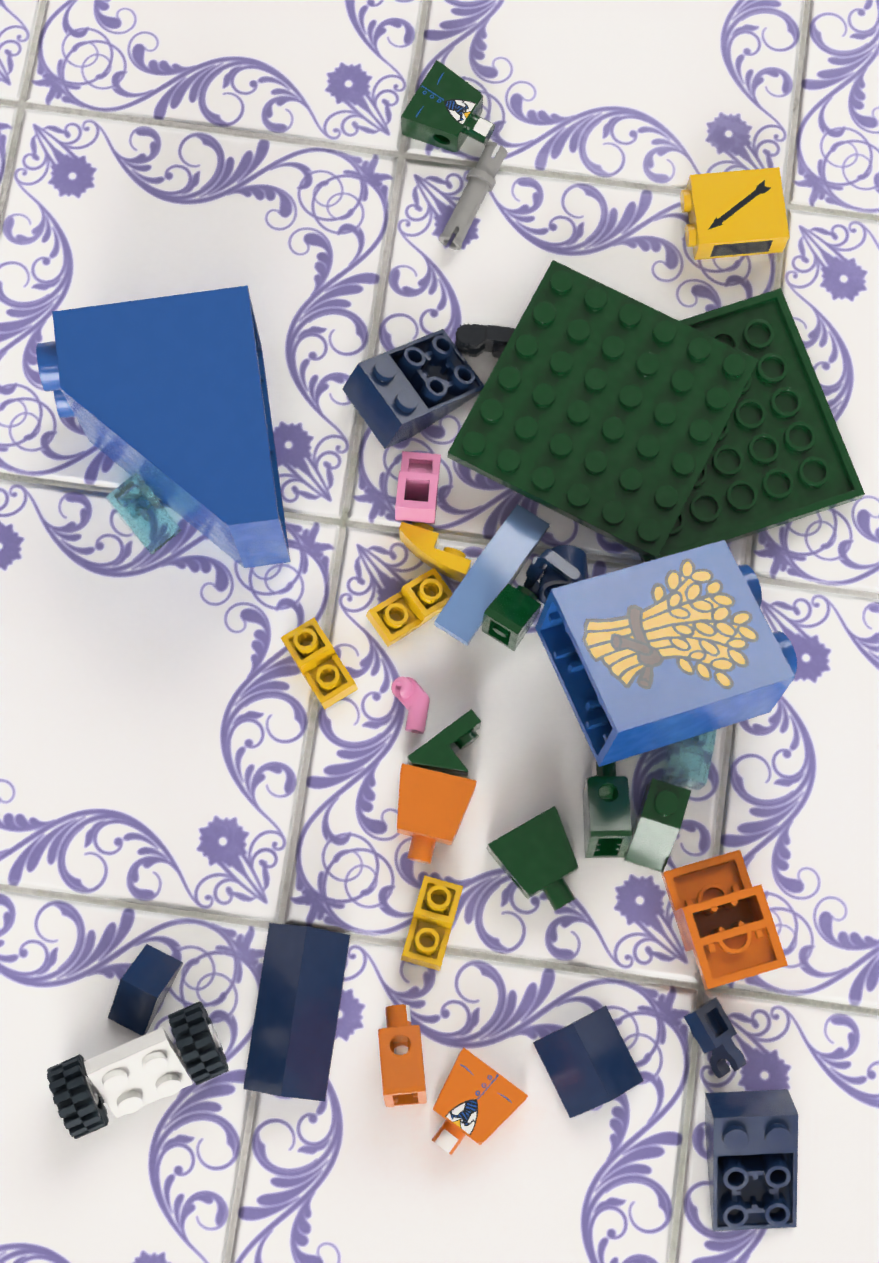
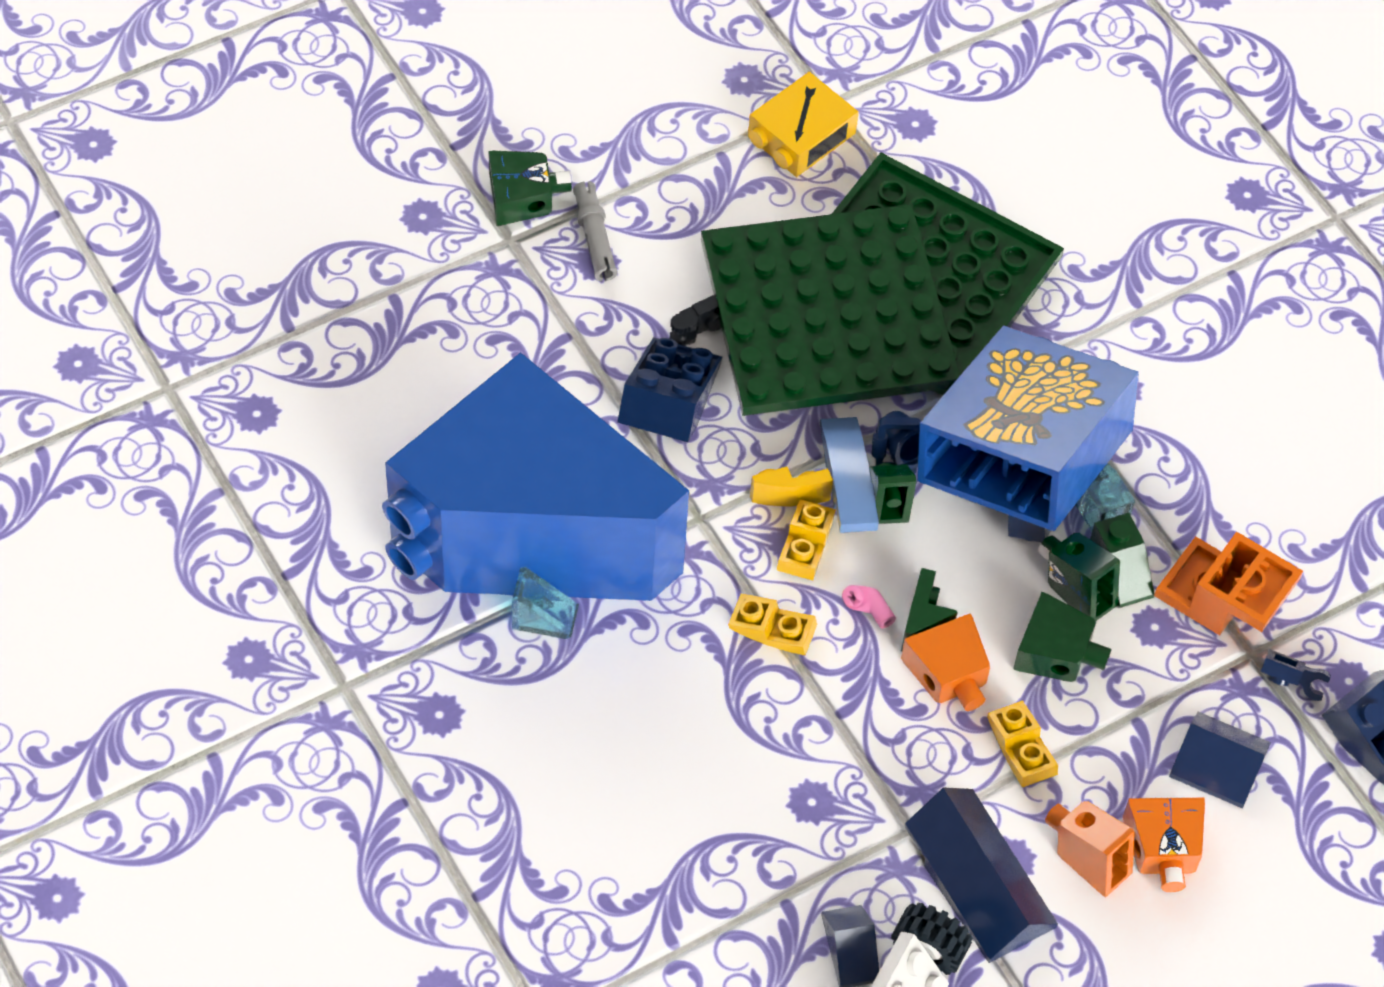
camera: 40 degrees left, 20 degrees down
(417, 487) = (742, 449): bright pink brick -> none

